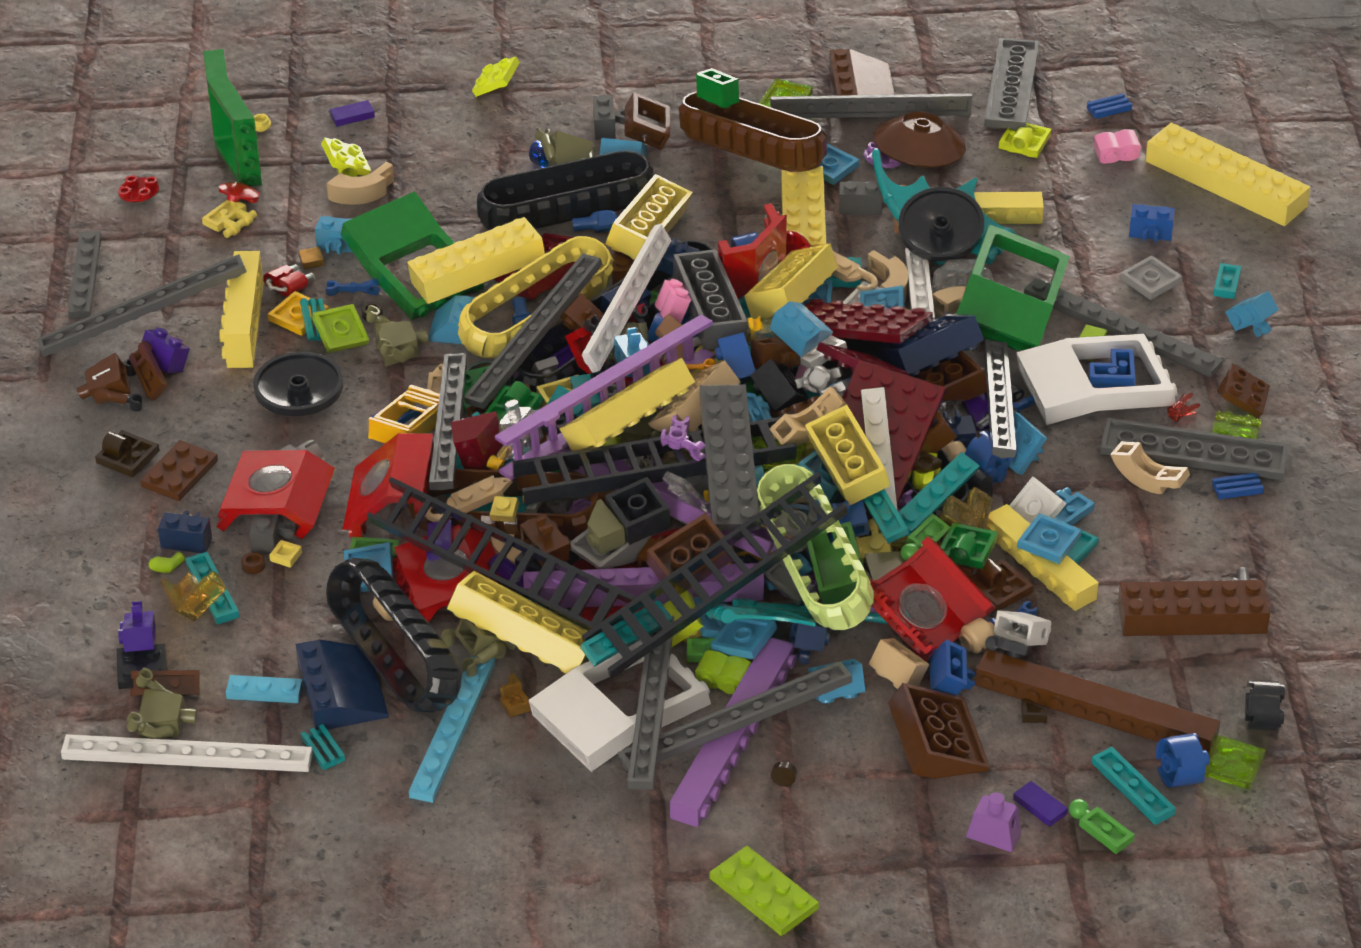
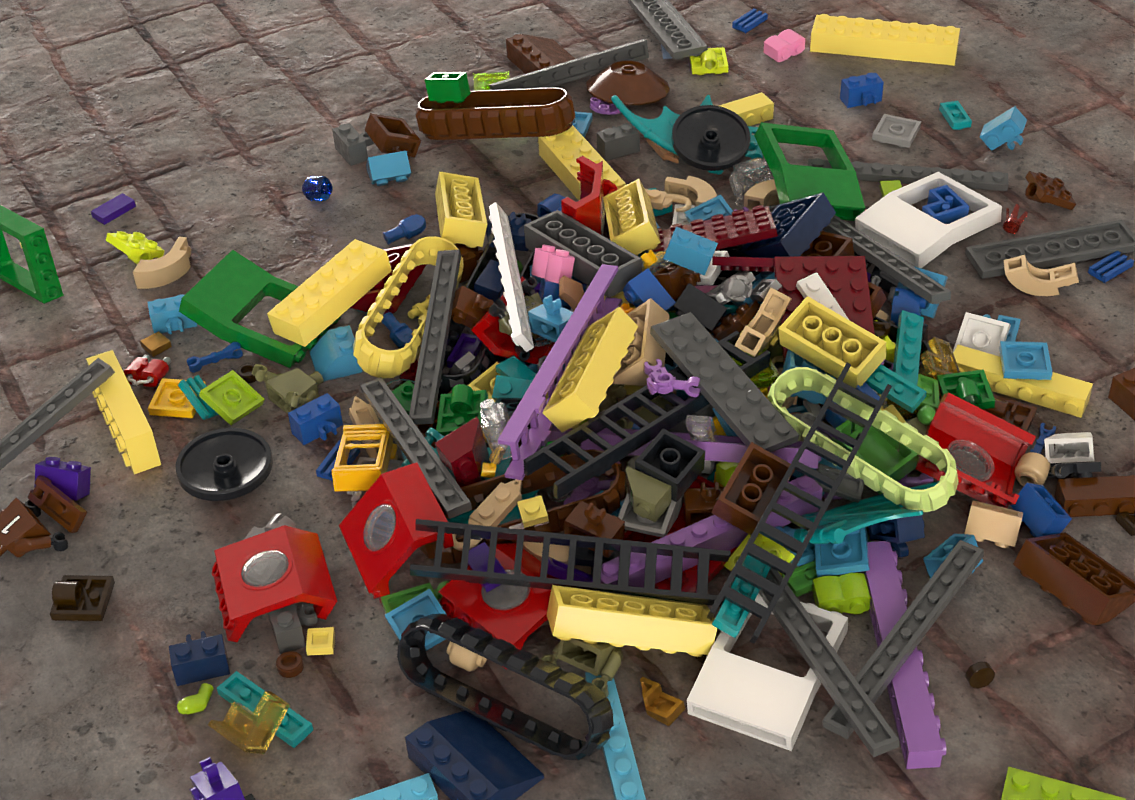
camera: 25 degrees left, 0 degrees up
(179, 470) = (148, 595): reddish brown plate -> none
(224, 217) = (46, 332): light yellow plate -> none
(239, 191) = (47, 306): red dish -> none
(398, 372) = (315, 419): none -> blue brick
(495, 76) = (230, 139): neon yellow plate -> none
(564, 147) = (340, 180): olive torso -> none
(564, 190) = (404, 174): black piece -> none
(919, 282) = (731, 195): white plate -> none
(1227, 428) = (1073, 219): clear neon green plate -> none

